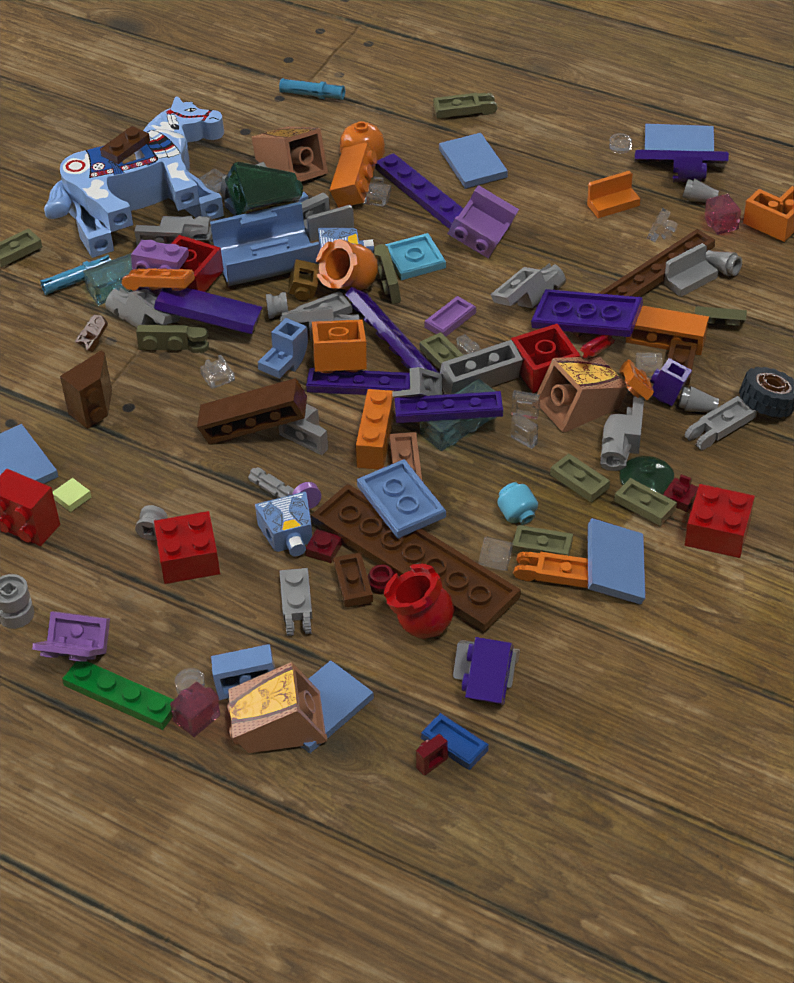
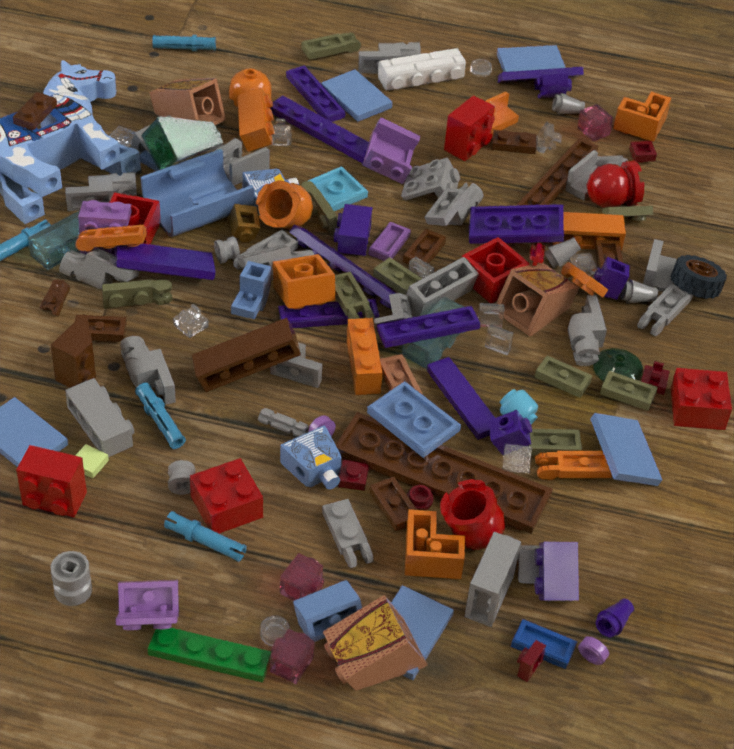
camera: 20 degrees left, 0 degrees up
(94, 454) = (100, 417): none -> light grey brick
(129, 368) = (106, 327): none -> reddish brown plate
(146, 576) = (195, 532): none -> dark azure pin
(151, 453) = (155, 408): none -> dark azure pin
(156, 412) = (148, 367): none -> light grey plate
(231, 634) = (301, 578): none -> clear pink brick
(366, 631) = (432, 553): none -> orange brick
(382, 365) = (351, 297): none -> olive hinge
(413, 299) = (354, 229): none -> dark purple brick
(418, 667) = (492, 579): none -> light grey window
(430, 155) = (315, 94): none -> dark purple tile
(466, 485) = (461, 396): none -> dark purple tile
(484, 326) = (425, 247): none -> reddish brown plate
(497, 523) = (510, 429): none -> dark purple brick
(500, 756) = (593, 650): none -> medium lavender tile
(517, 254) = (430, 178): none -> light grey bracket
(521, 123) = (369, 60): none -> light grey plate
(535, 728) = (613, 619): none -> dark purple cone
(552, 138) = (421, 69): none -> white brick
(574, 206) = (469, 128): none -> red brick
(625, 226) = (514, 141): none -> reddish brown plate
(627, 348) = (562, 252): none -> light grey cone
(710, 283) = (615, 185): none -> red tile
(728, 376) = (659, 268): none -> light grey panel
(765, 251) = (643, 151): none -> dark red plate

